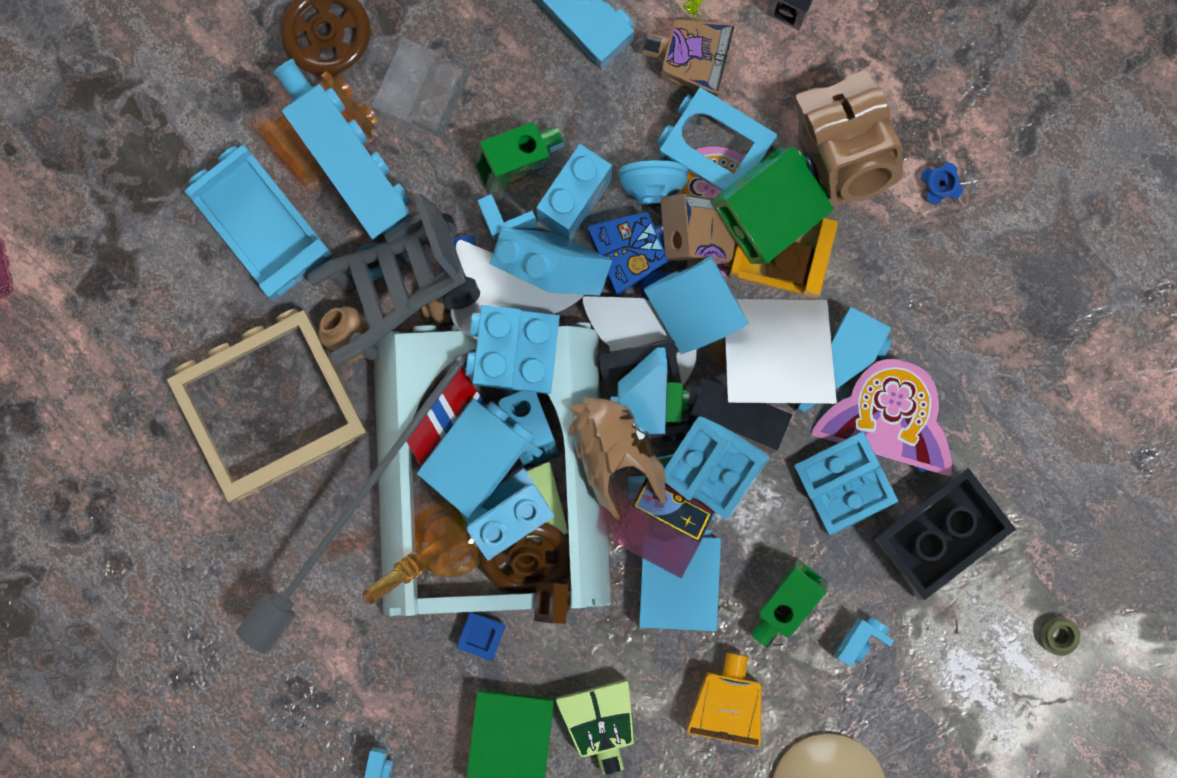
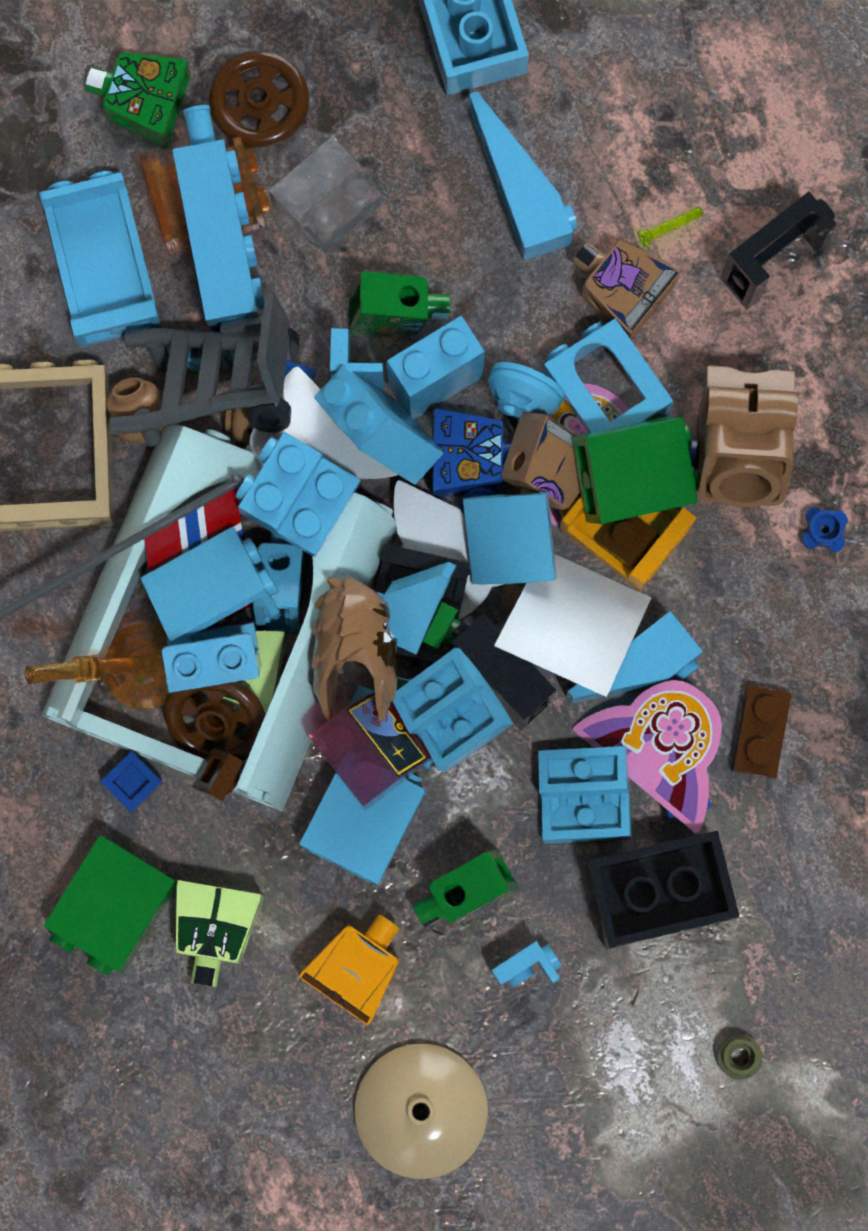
camera: 20 degrees right, 5 degrees down
(229, 69) = (143, 94): none -> green torso
(963, 369) = (761, 732): none -> reddish brown plate

